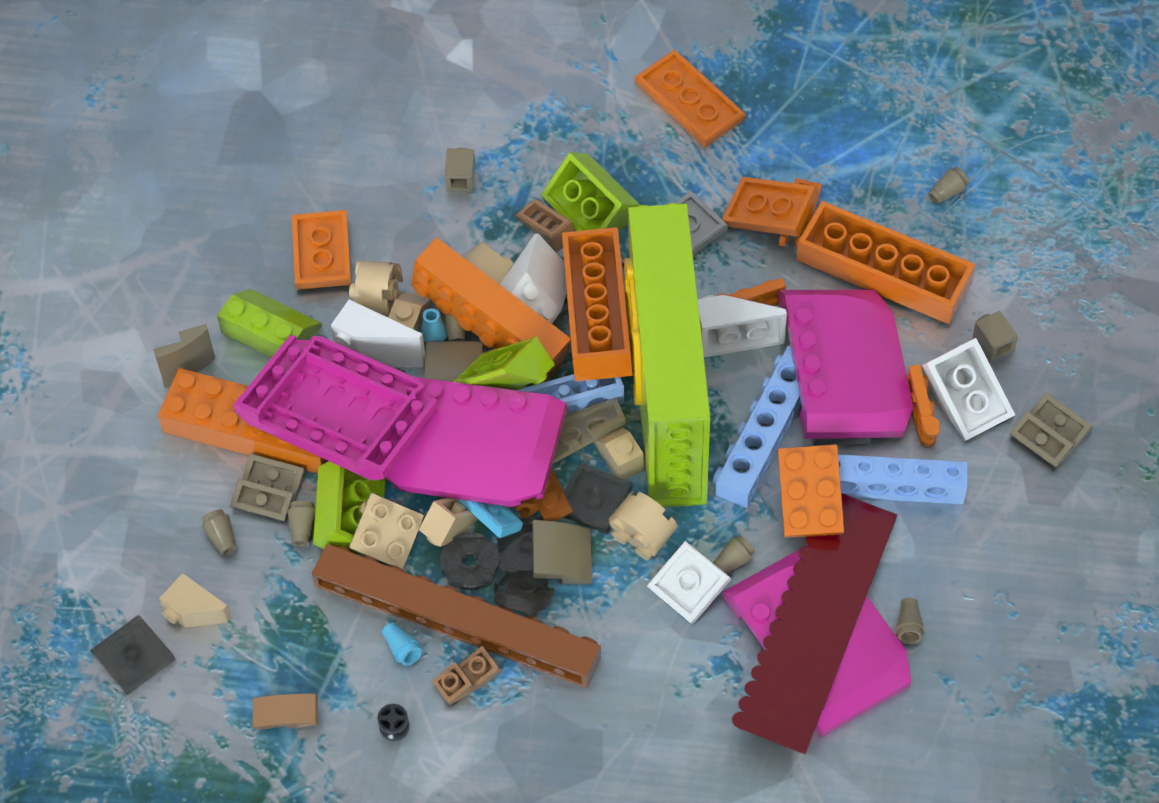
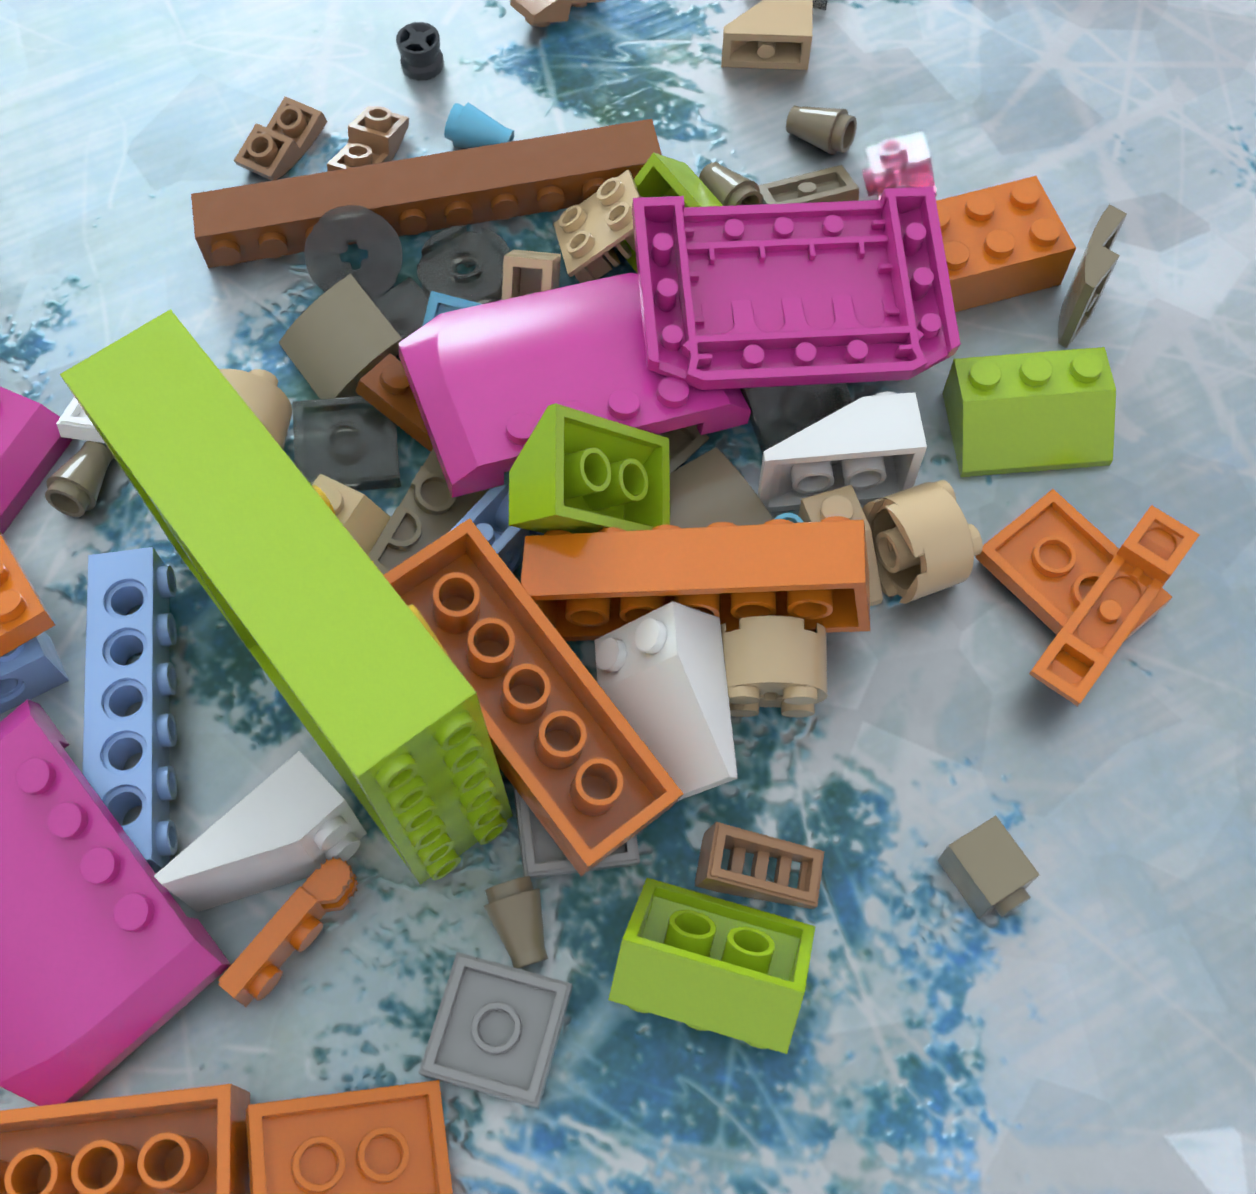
camera: 145 degrees right, 5 degrees up
(205, 463) = (898, 164): none -> clear pink brick
(327, 219) = (1114, 605): none -> orange slope
(513, 712) = (284, 141): none -> medium nougat slope

